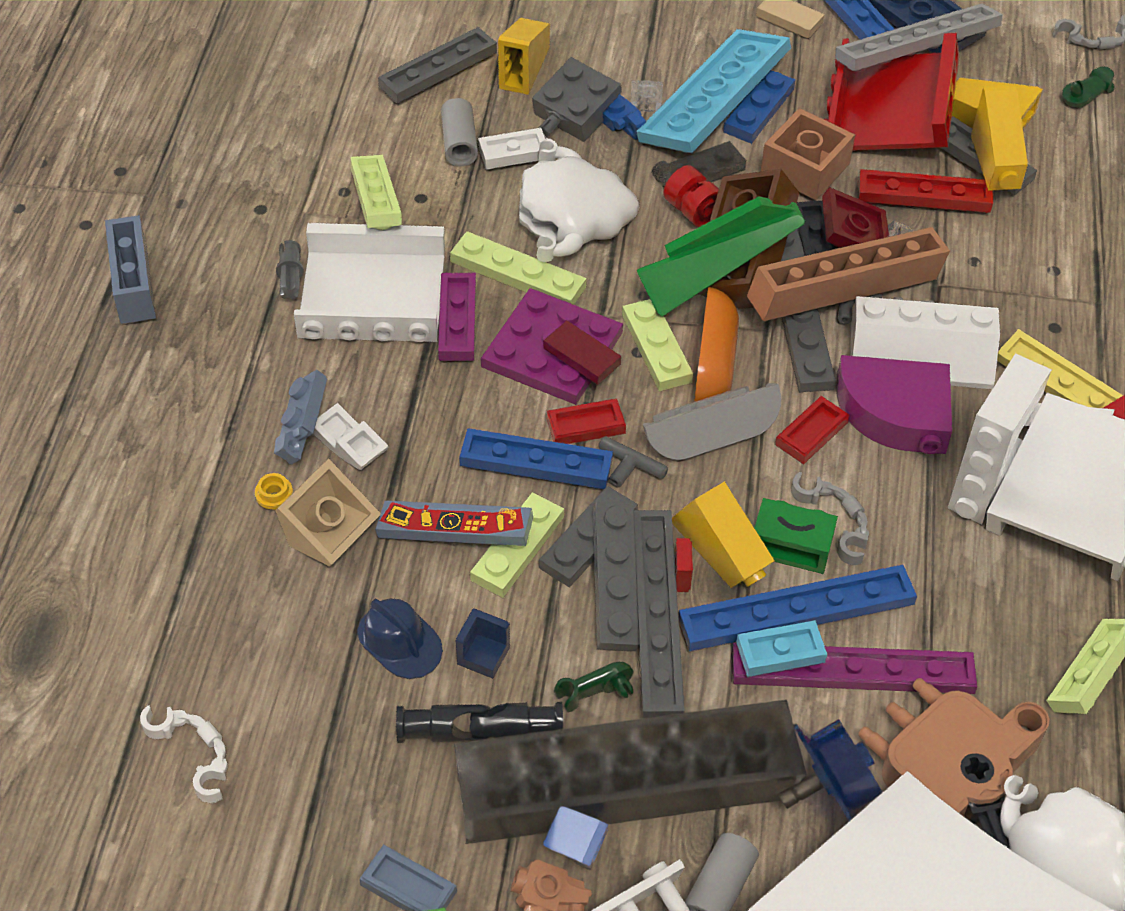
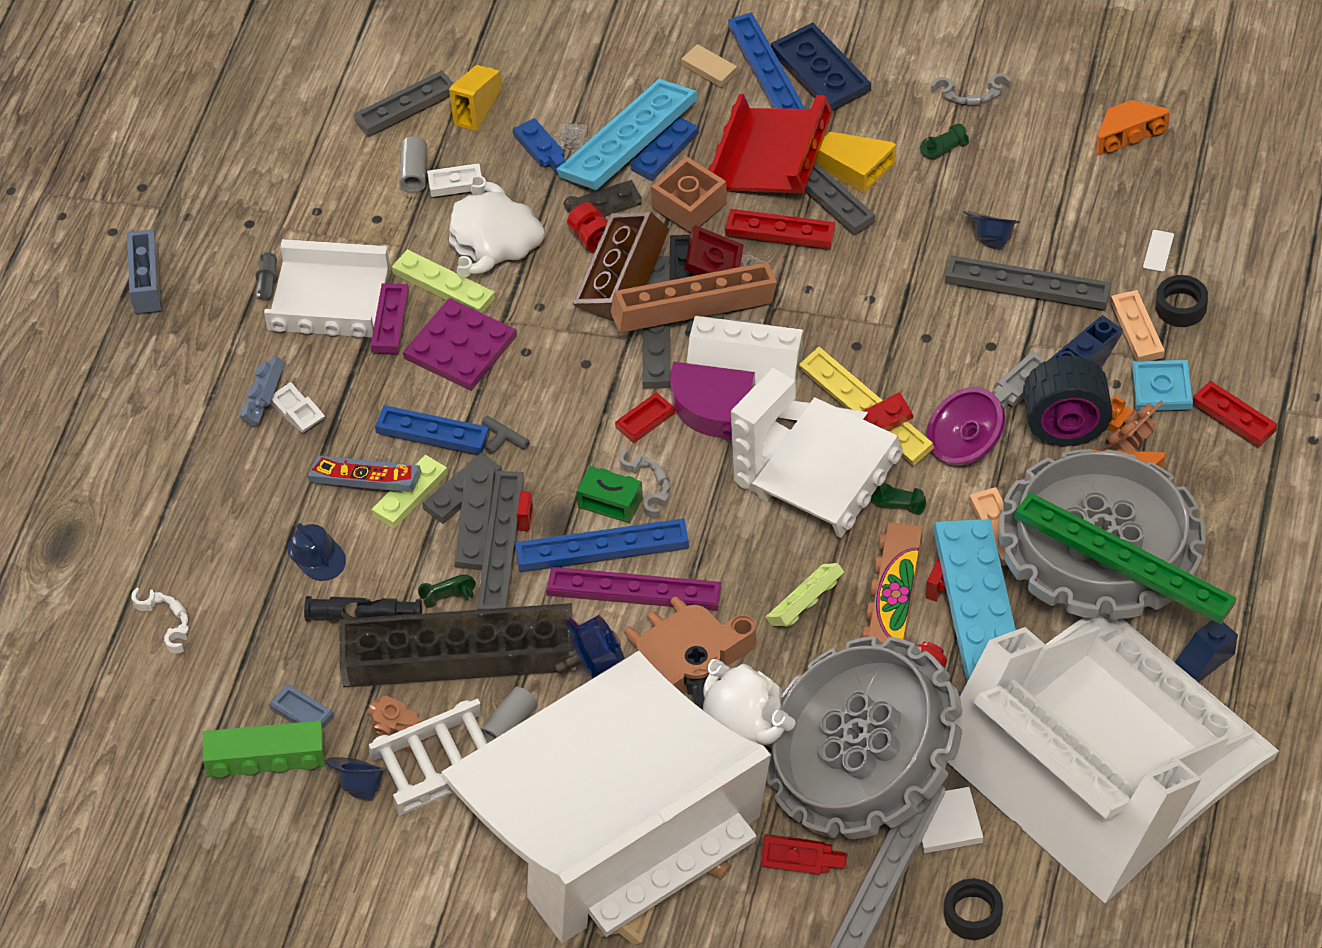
camera: 10 degrees right, 0 degrees up
(271, 484) = (237, 445): yellow plate -> none
(325, 515) = (272, 463): tan slope -> none
(375, 192) = (338, 214): yellowish green plate -> none
(483, 643) = (372, 557): dark blue panel -> none
(575, 99) = (510, 139): dark grey plate -> none
(576, 836) = (415, 683): slope -> none
(582, 352) = (478, 351): dark red tile -> none
(586, 422) = (475, 404): red tile -> none
(657, 345) = (540, 346): yellowish green plate -> none
(714, 422) = (568, 408): light grey brick -> none
(716, 250) = (590, 275): green wedge -> none
(717, 345) = (583, 350): orange brick -> none
(724, 536) = (557, 492): yellow slope -> none
(781, 648) = (580, 571): medium azure plate -> none
(917, 37) = (802, 94): light grey plate -> none
(1000, 138) = (842, 188): yellow slope -> none

